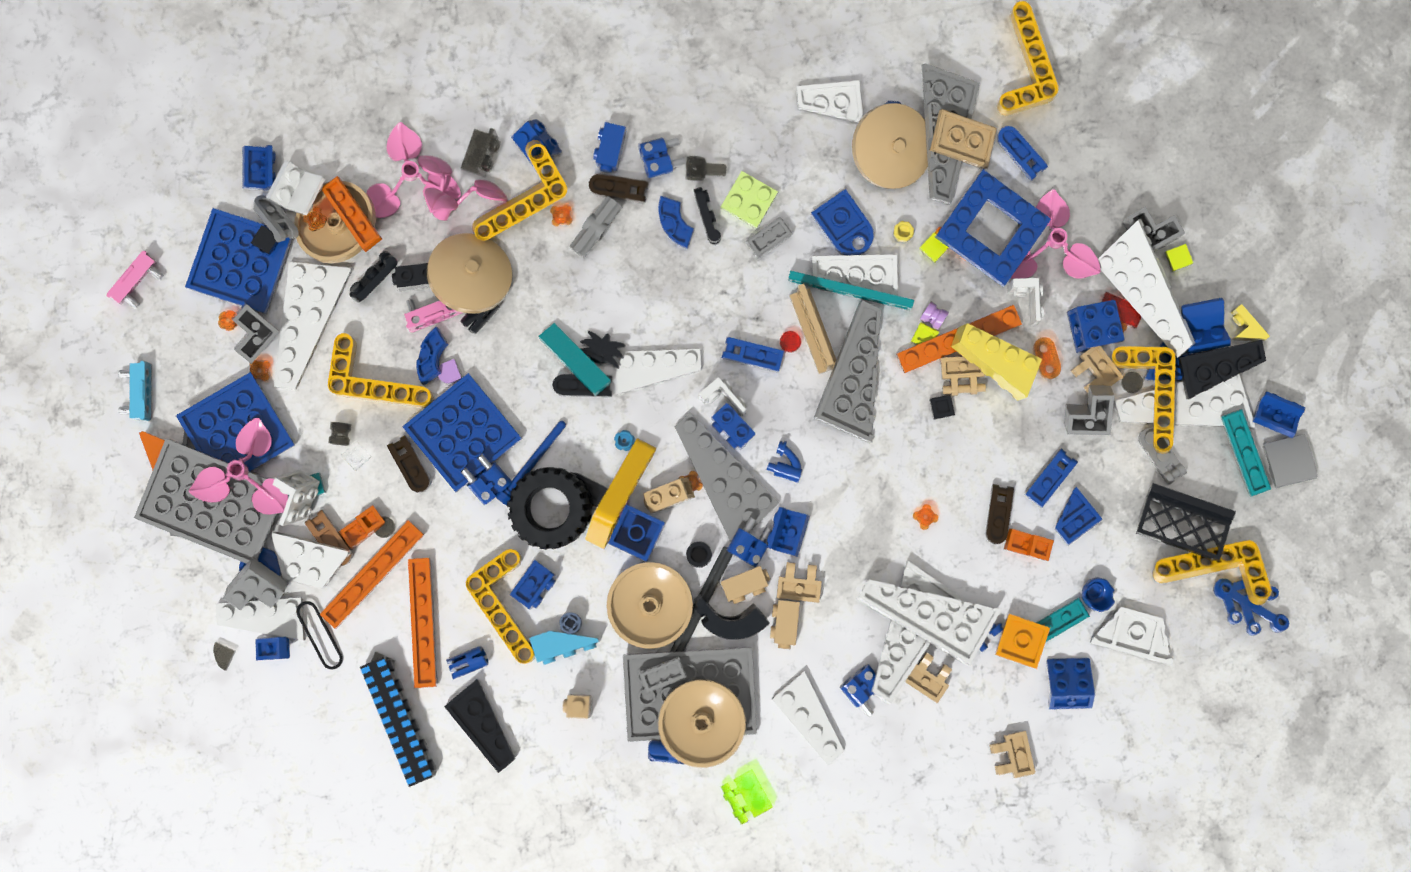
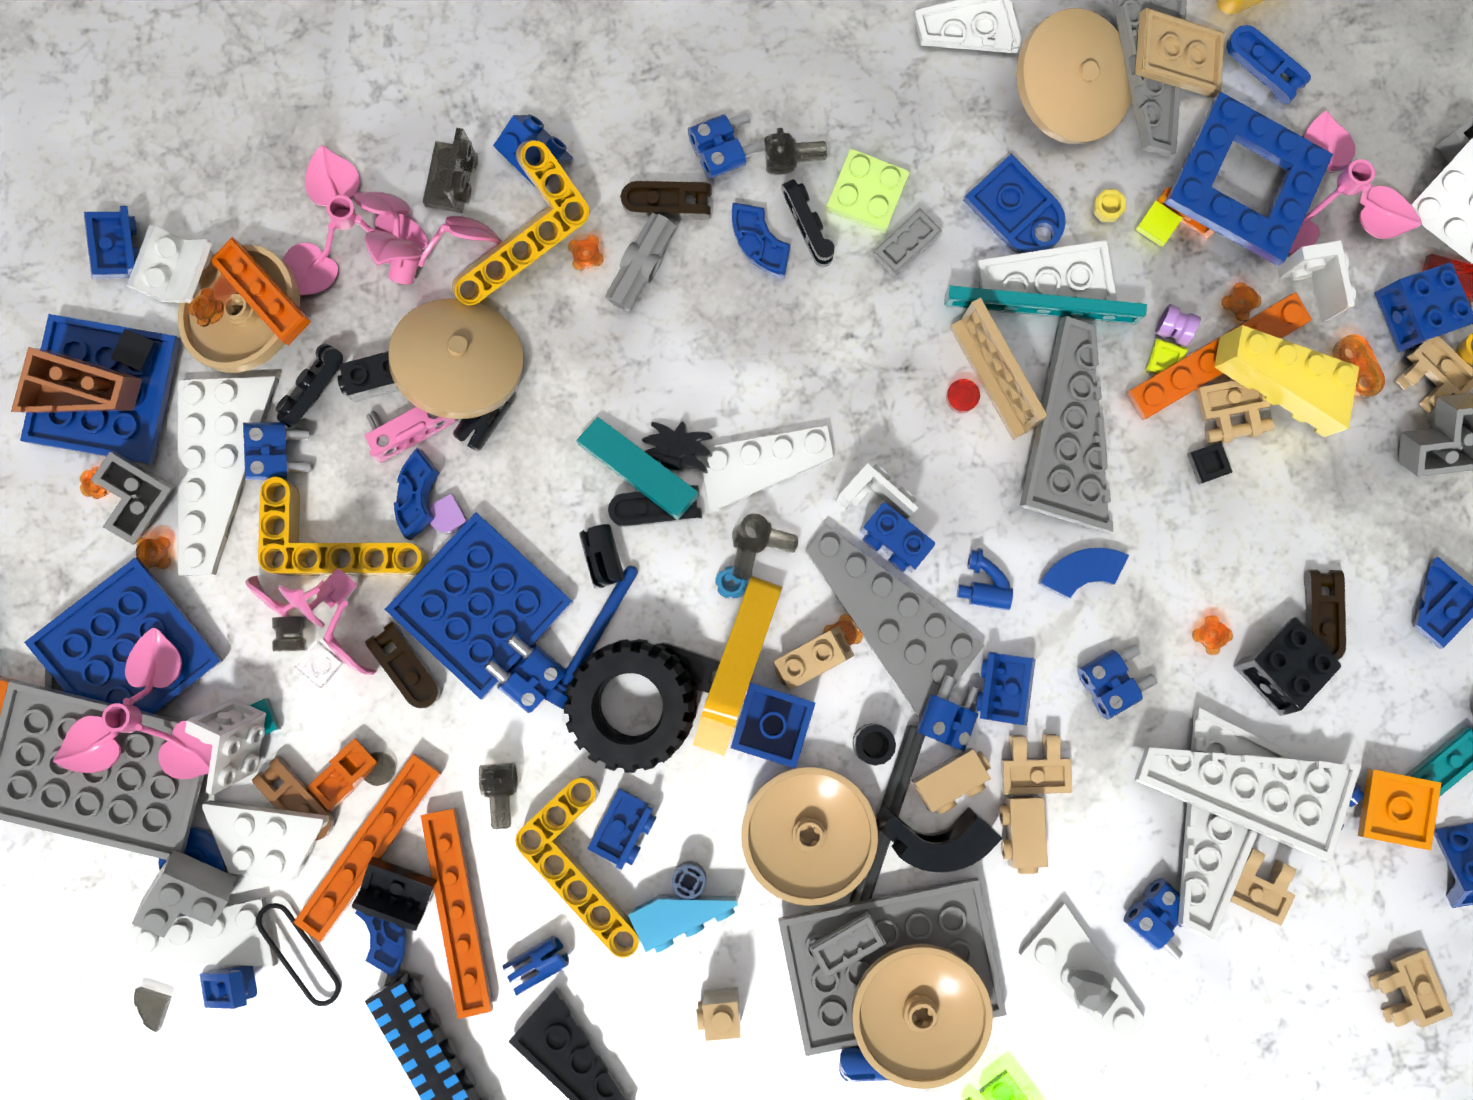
camera: 10 degrees left, 0 degrees up
(223, 256) = (67, 384): none -> nougat wedge
(275, 219) = (146, 317): light grey plate -> none
(340, 315) = (267, 450): none -> blue piece
(371, 411) = (331, 591): none -> bright pink plant
(376, 627) = (386, 944): none -> blue tile
(386, 604) = (394, 894): none -> black bracket
(458, 546) = (498, 783): none -> clear smoke axle
(544, 412) = (601, 556): none -> black arm
(610, 148) = (646, 139): blue brick -> none
(638, 419) = (765, 537): none -> clear smoke axle
(753, 354) = (910, 422): blue plate -> none
(810, 725) = (1091, 991): none -> light grey rock
(850, 462) = (1082, 568): none -> blue tile
(855, 538) = (1110, 684): none -> blue piece
(969, 543) = (1289, 668): none -> black bracket
(985, 305) = (1250, 297): none -> clear orange plate
(1028, 544) = (1379, 656): orange slope -> none
(1050, 479) = (1396, 549): blue plate -> none

